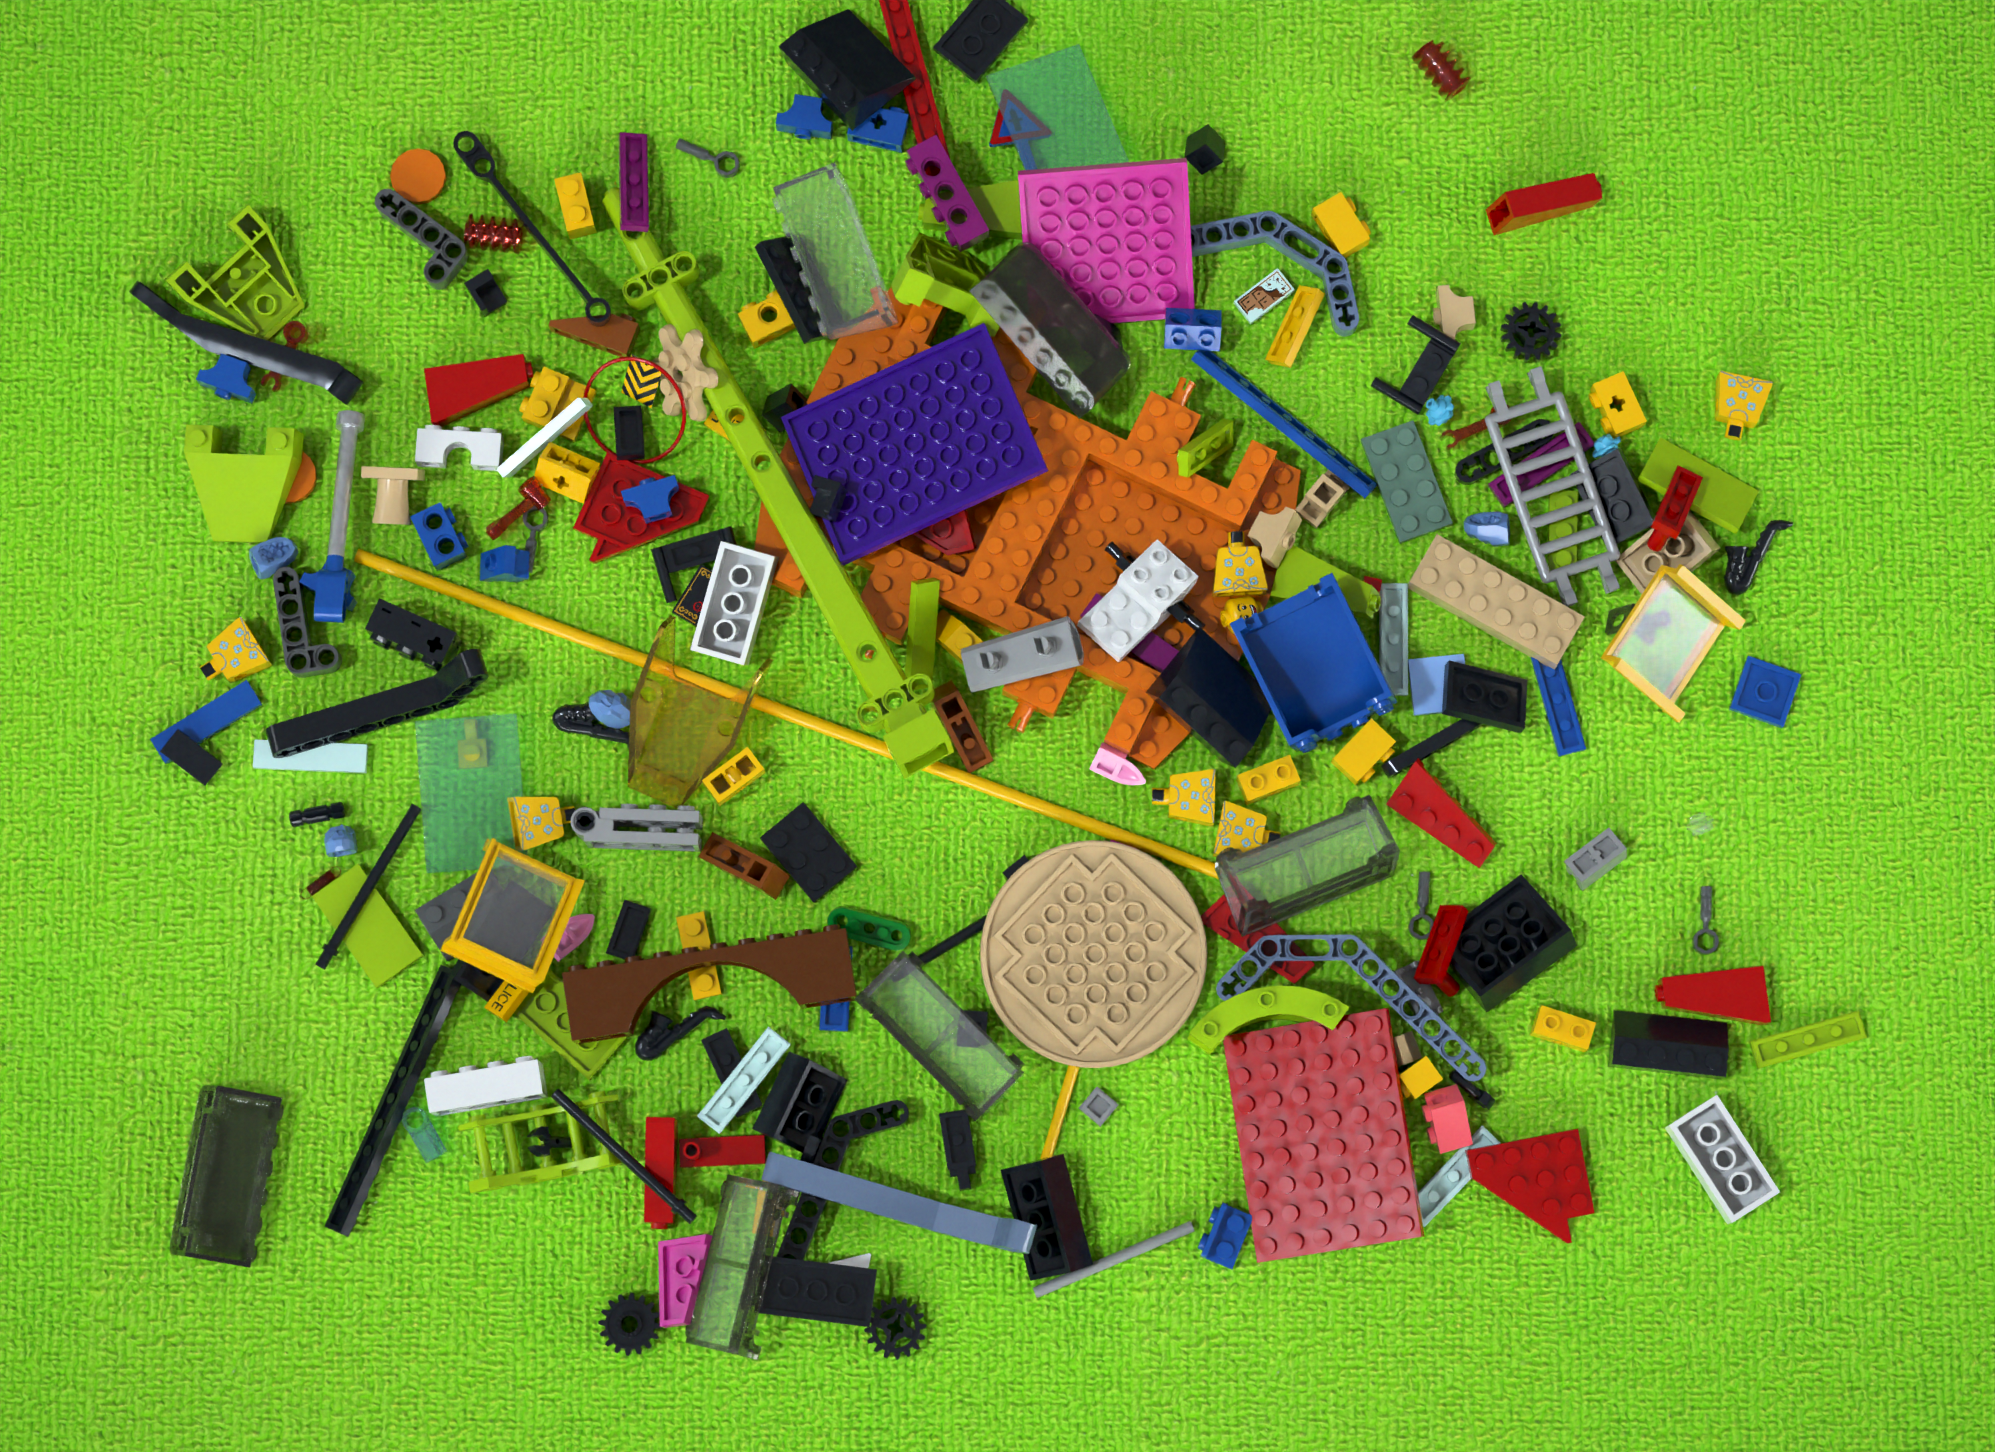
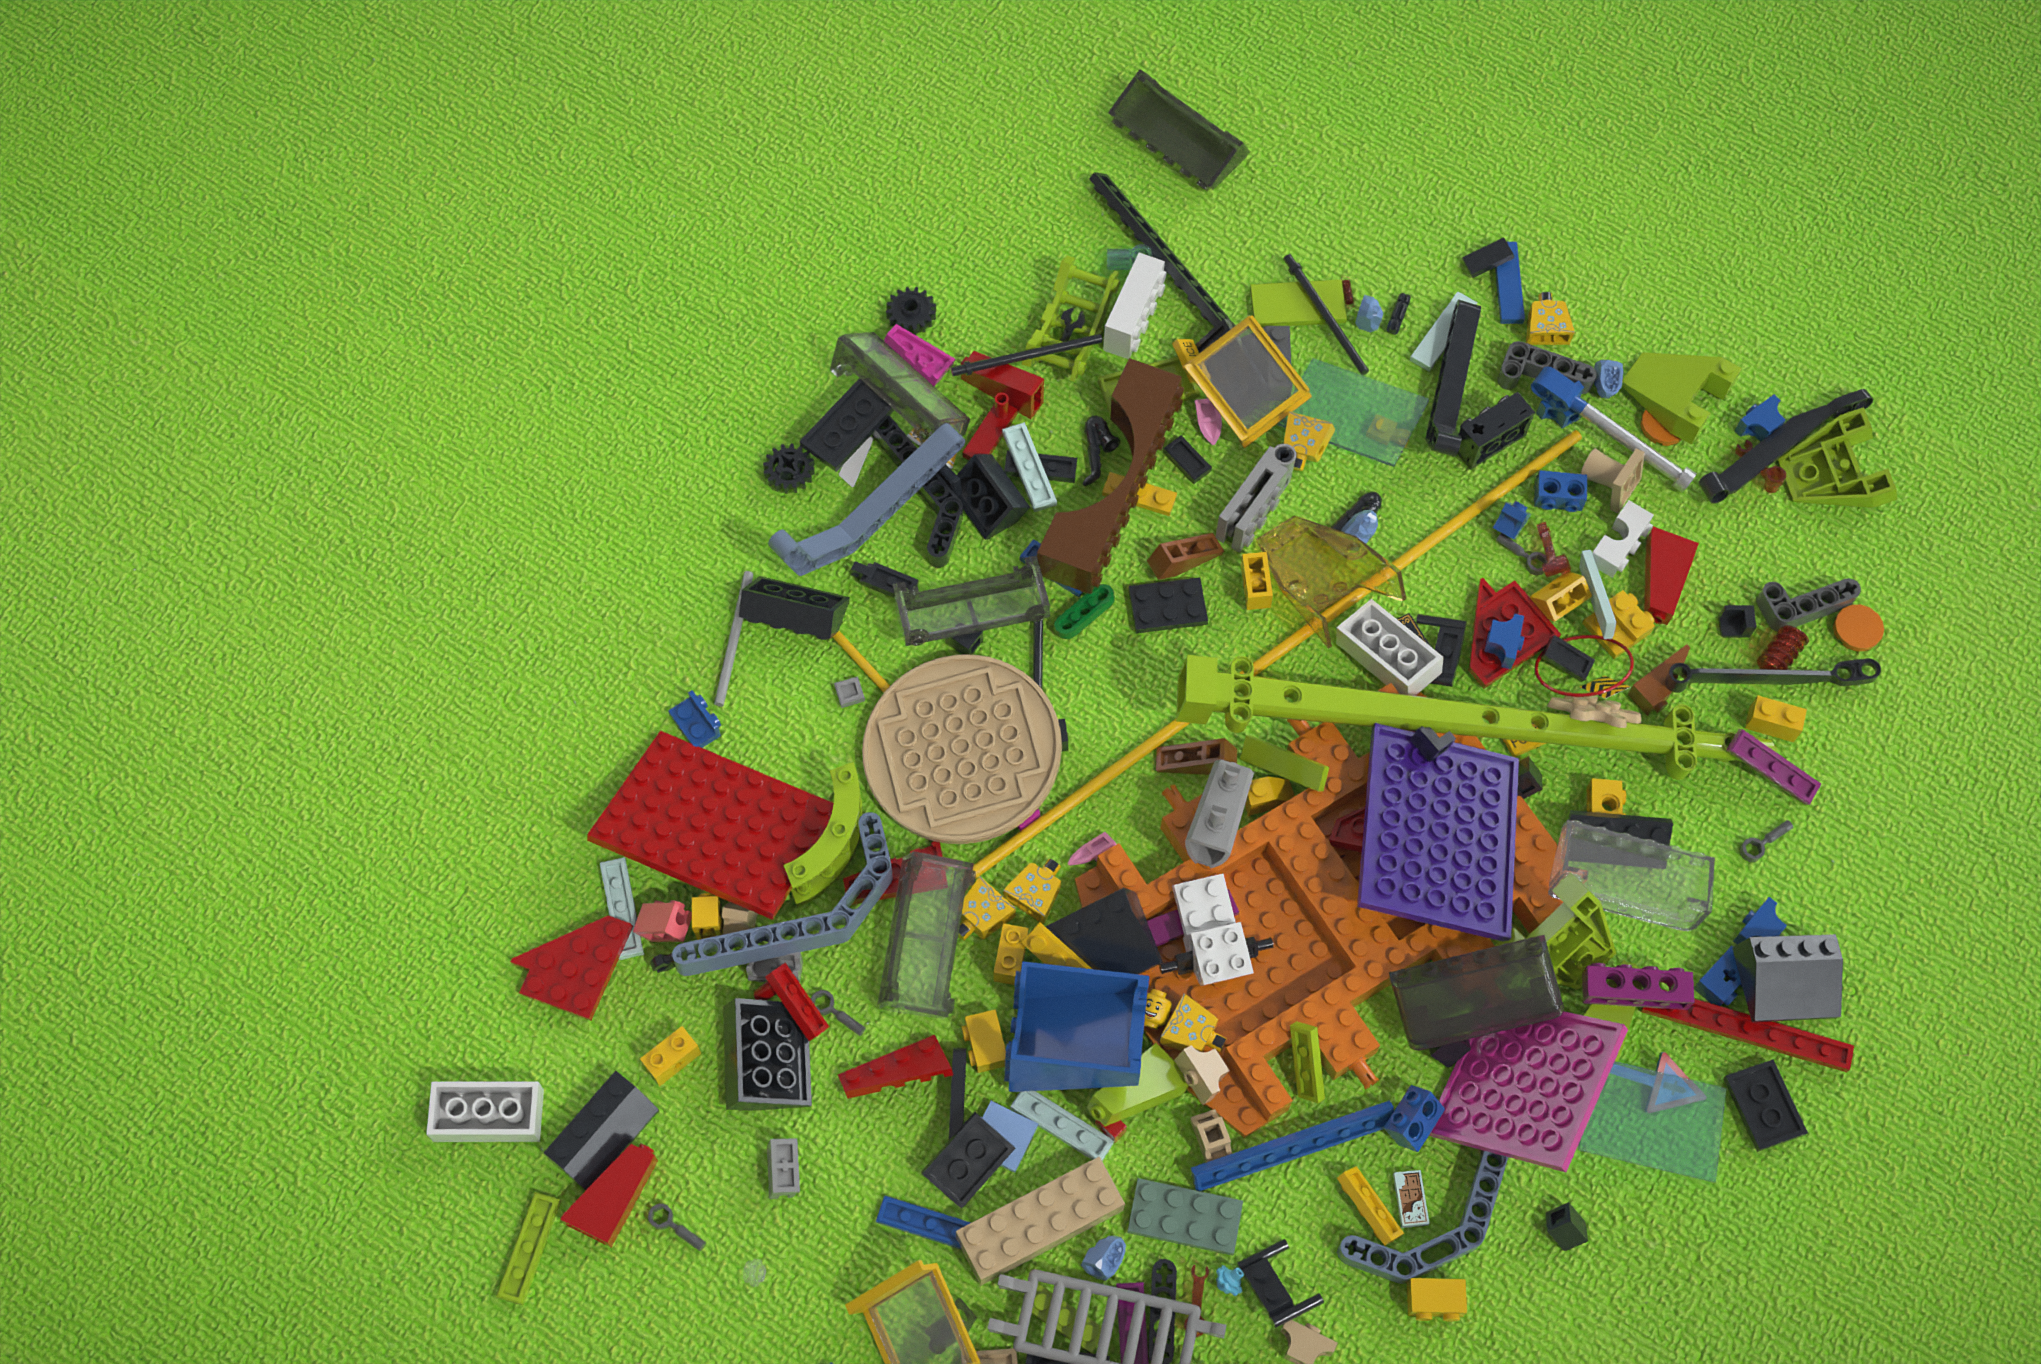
camera: 120 degrees right, 15 degrees down
(1250, 727) = (1051, 949): none -> yellow plate

